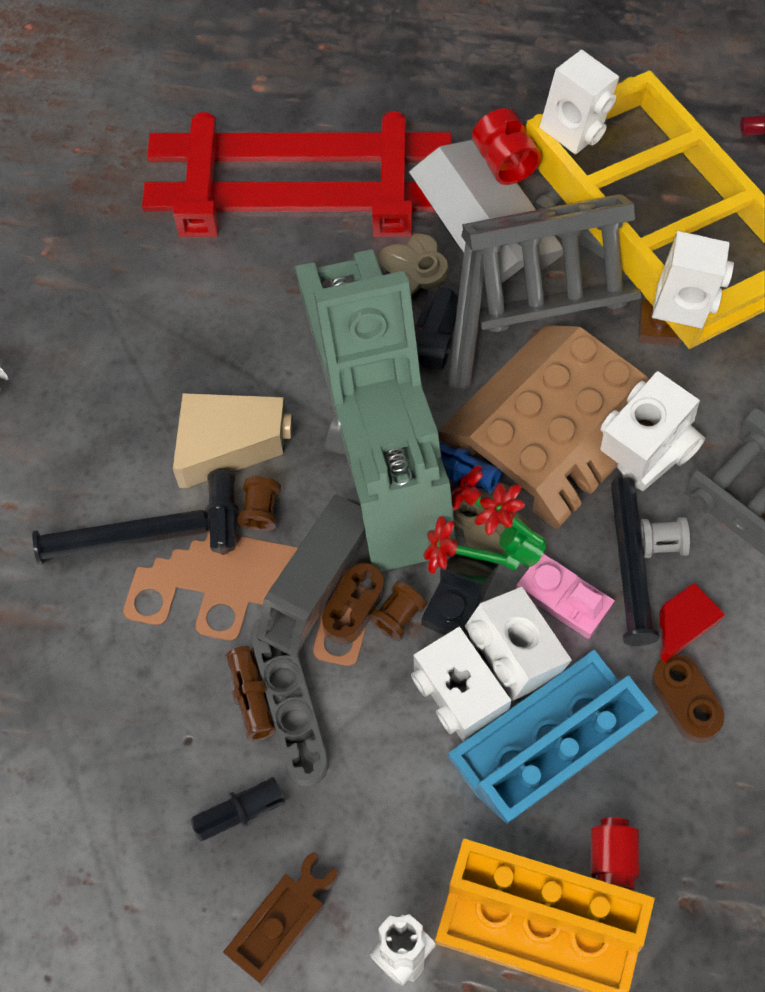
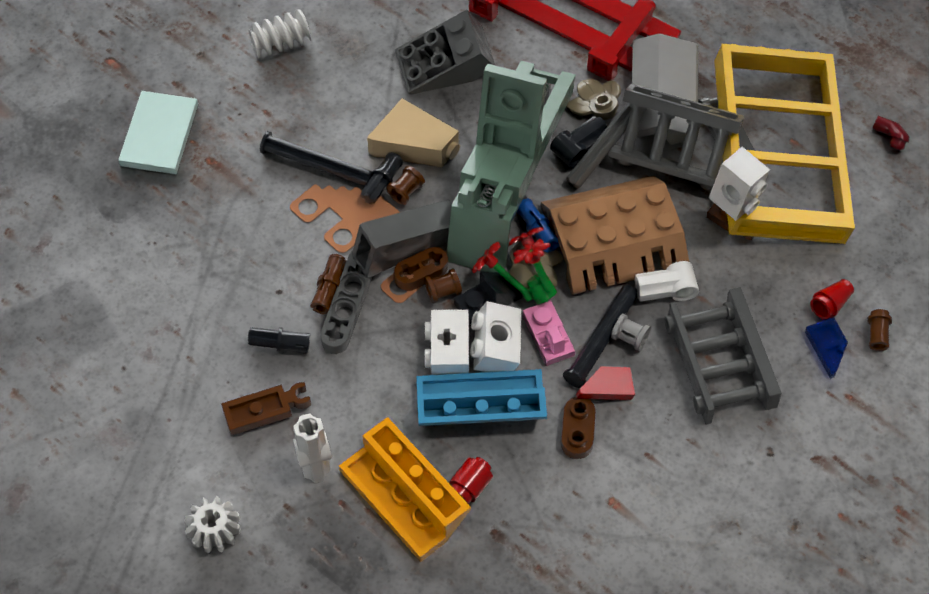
camera: 30 degrees right, 5 degrees down
(193, 309) = (445, 55): none -> dark grey slope
(506, 146) = (699, 53): red wheel -> none
(579, 102) = (753, 45): white brick -> none
(642, 446) = (650, 270): white brick -> none

